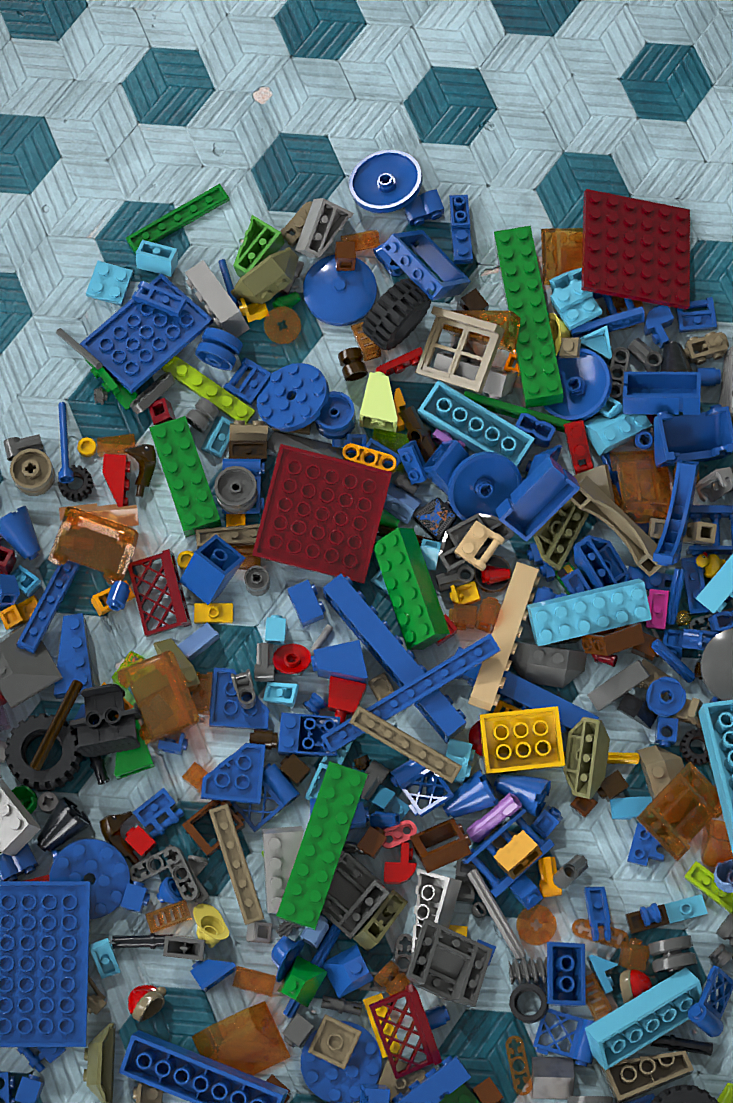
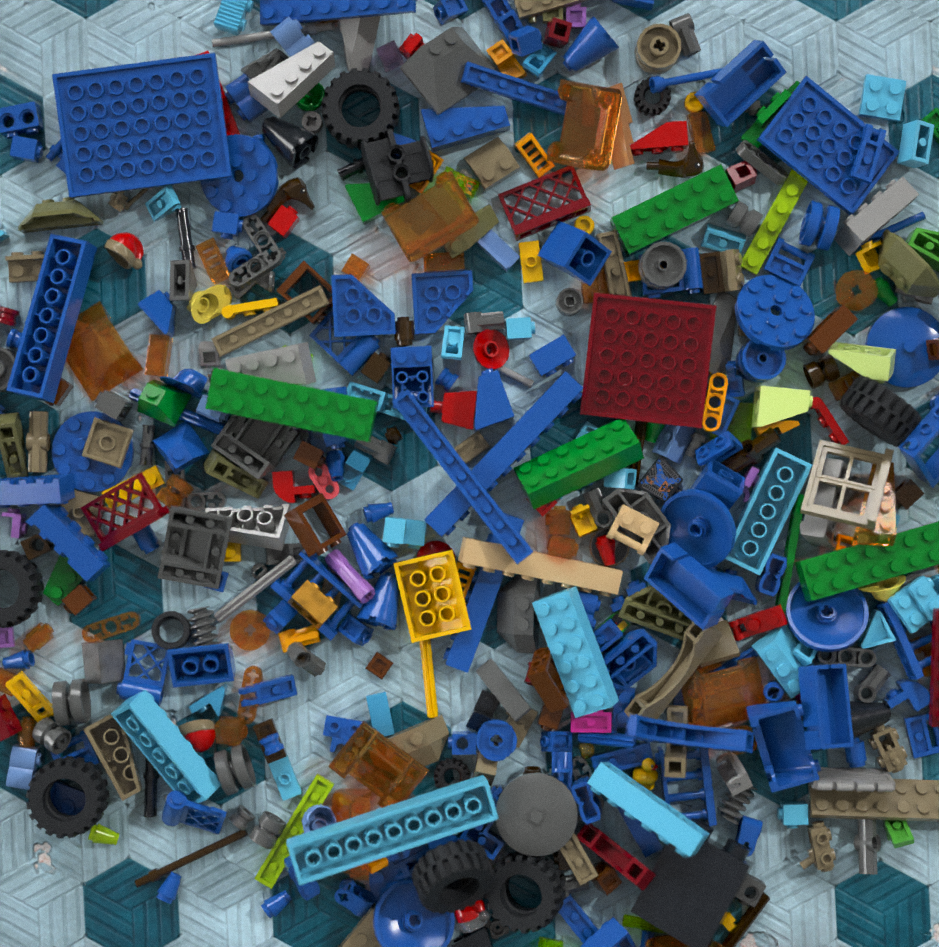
camera: 85 degrees right, 15 degrees up
(56, 725) = (385, 116): dark brown axle -> none
(77, 402) = (740, 83): none -> blue piece
(81, 350) = (800, 76): dark grey bar -> none
(114, 637) = (492, 164): none -> dark tan slope
(118, 596) = (534, 159): blue brick -> none
(155, 808) = (320, 231): blue plate -> none
(170, 745) = (384, 237): blue bracket -> none
(220, 885) = (249, 308): none -> yellow plate
(244, 685) = (453, 303): dark grey piece -> none
(316, 351) = (829, 330): none -> reddish brown window
(347, 321) = (866, 360): none -> yellowish green slope
(405, 744) = (408, 477): dark tan tile -> none
(410, 774) = (386, 486): blue piece -> none
(570, 348) = (867, 602): dark tan plate -> none
(586, 757) = (421, 664): olive wedge -> none
(603, 1011) = (174, 706): clear orange slope -> none
(612, 786) = (399, 692): dark brown brick -> none
(673, 661) = (537, 743): blue axle -> none

